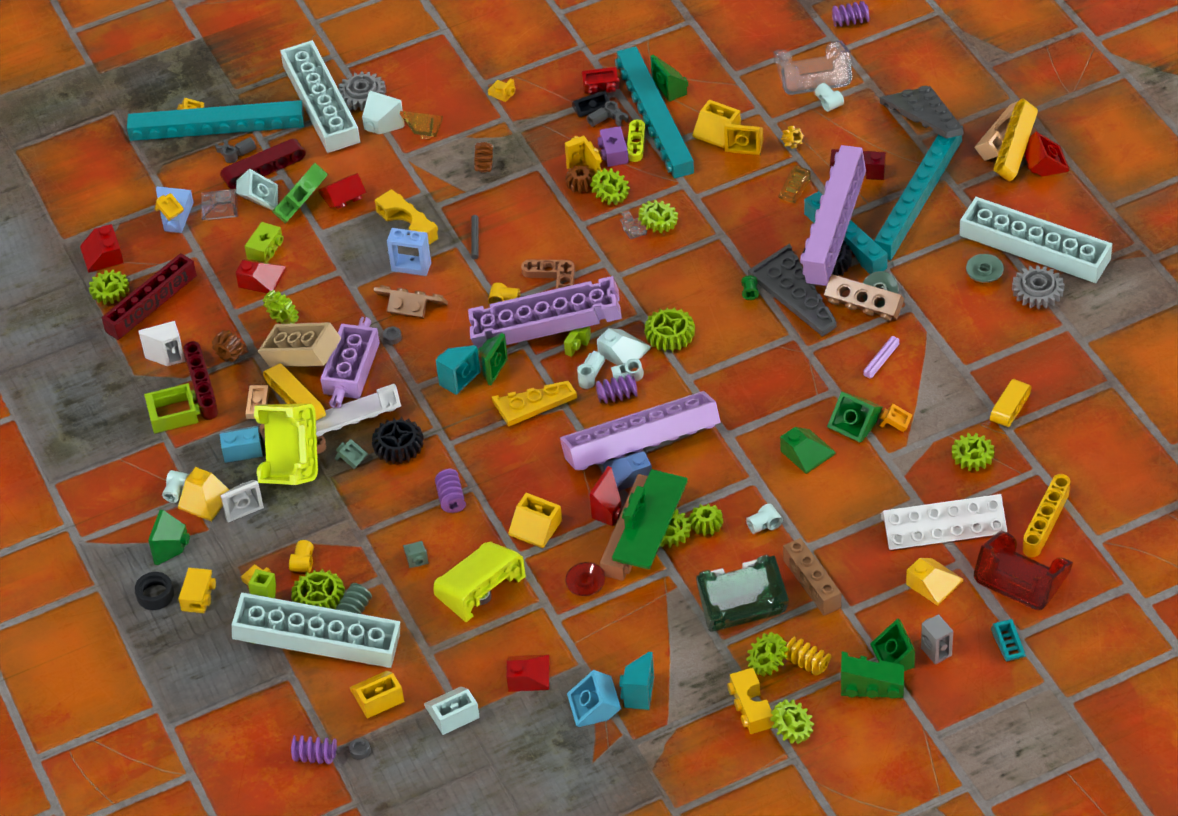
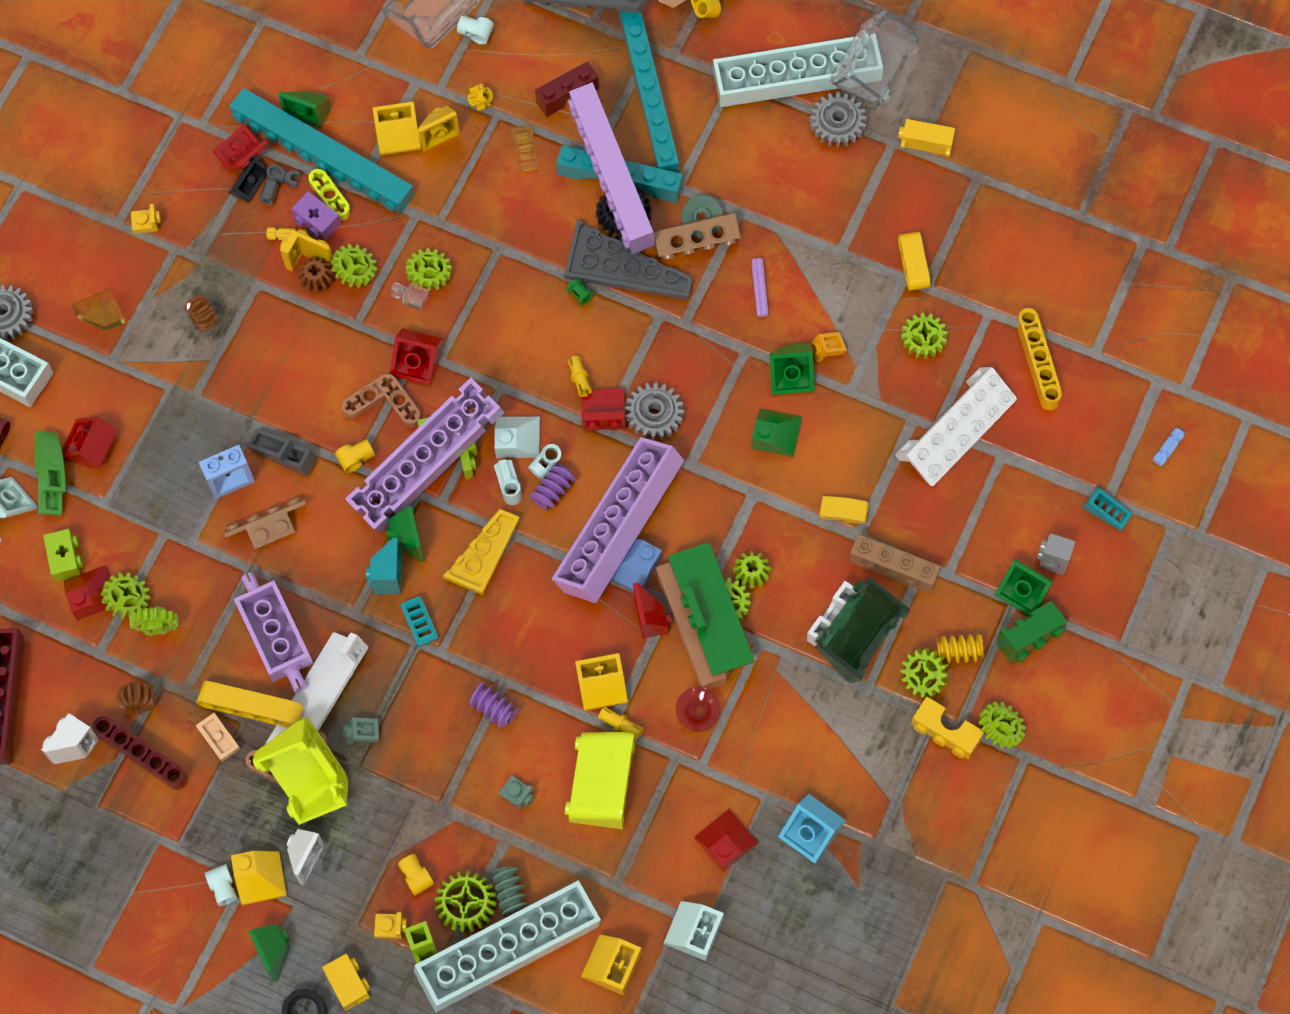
camera: 40 degrees left, 20 degrees up
(171, 396) = (124, 793): lime window -> none
(241, 444) = (241, 792): medium azure slope -> none
(279, 282) = (114, 594): none -> lime gear
(300, 344) = (214, 651): tan brick -> none
(382, 113) = (54, 329): light aqua slope -> none
(386, 445) = (405, 670): black gear -> none
(392, 335) = (282, 571): flat silver tile -> none
(394, 207) = (157, 427): yellow arch -> none
(452, 403) = (410, 605): none -> teal slope
(459, 267) = (282, 452): none -> dark grey slope
(474, 237) = (266, 407): dark grey bar -> none
(527, 554) = (619, 722): none -> yellow pin
(600, 260) = (415, 356): none -> red slope
(638, 683) = (844, 785): teal slope -> none
(669, 329) = (532, 378): lime gear -> none
(696, 365) = (603, 410): none -> red bracket
(699, 335) = (579, 376): none -> yellow pin
(731, 385) = (654, 398): none -> light grey gear
(765, 518) = (803, 530): light aqua piece -> none
(810, 524) = (844, 509): none -> yellow slope
(932, 579) = (996, 492): yellow slope -> none
(984, 268) = (775, 122): sand green dish -> none
(1017, 575) = (1067, 435): clear red windscreen -> none
(1094, 254) = (875, 57): none -> clear windscreen
(1095, 333) = (927, 137): none -> yellow brick
(1095, 629) = (1168, 447): none -> light blue axle

